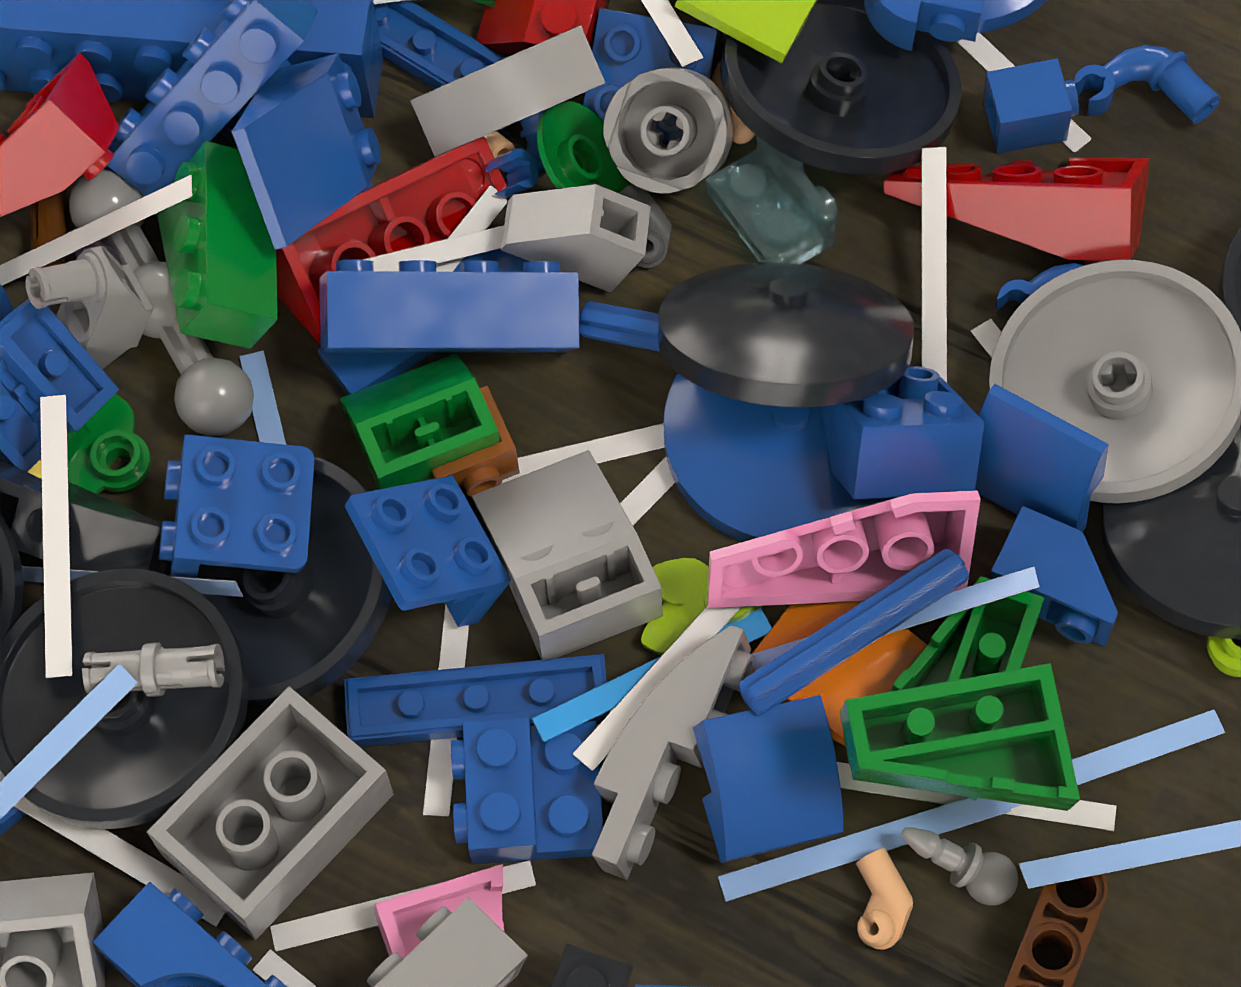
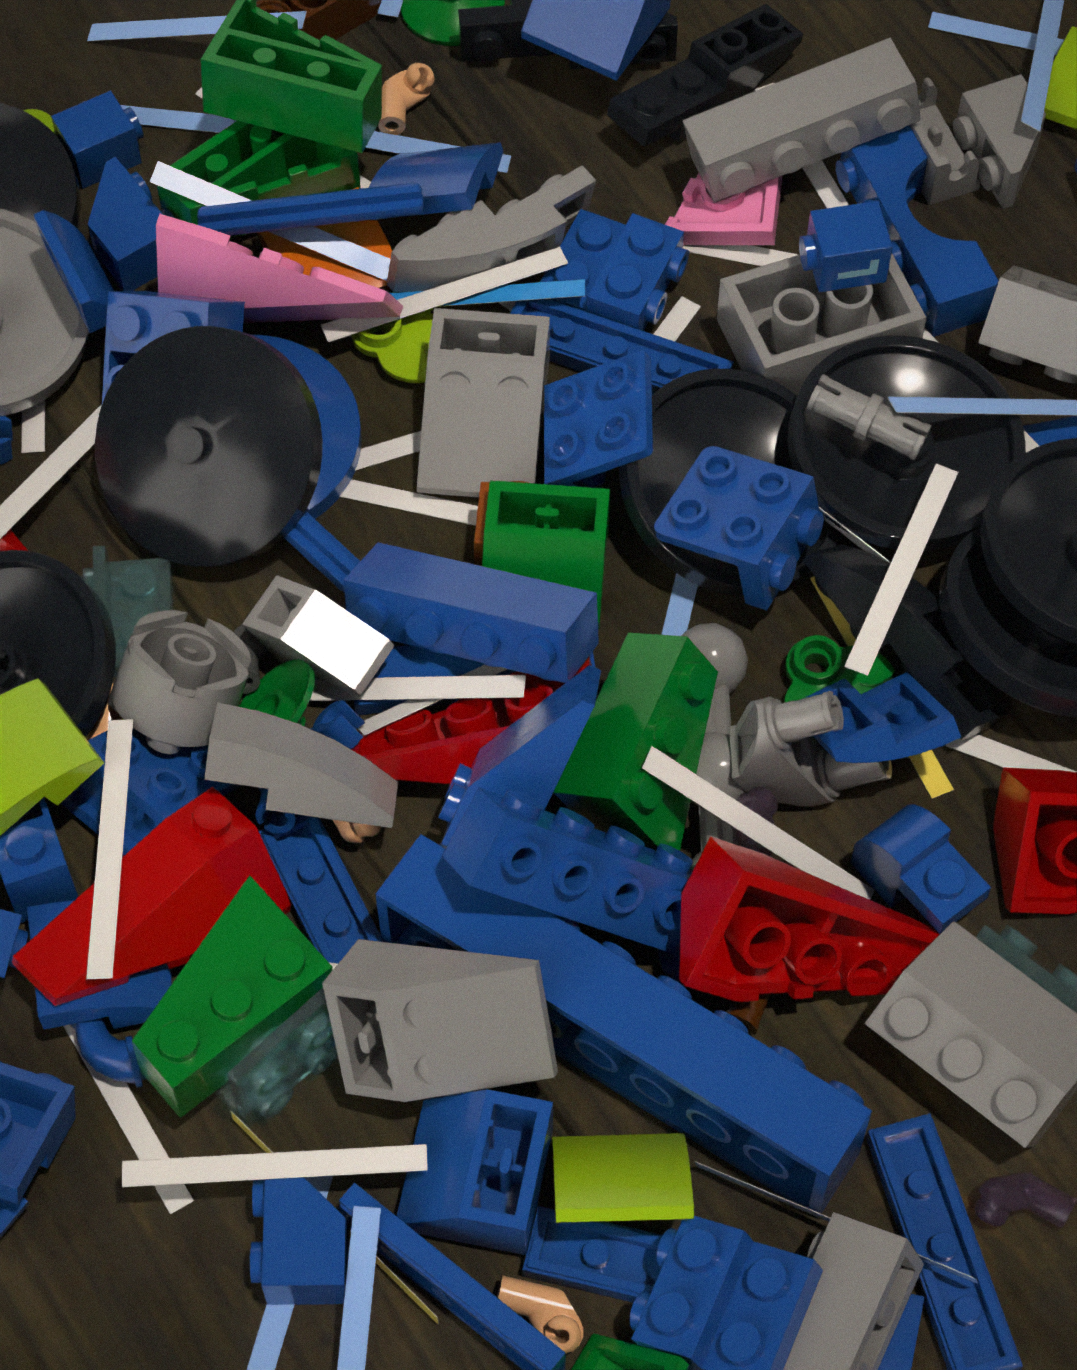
camera: 155 degrees left, 5 degrees down
(258, 843) = (846, 246): none -> blue brick
(1161, 666) = (96, 134): none -> blue brick

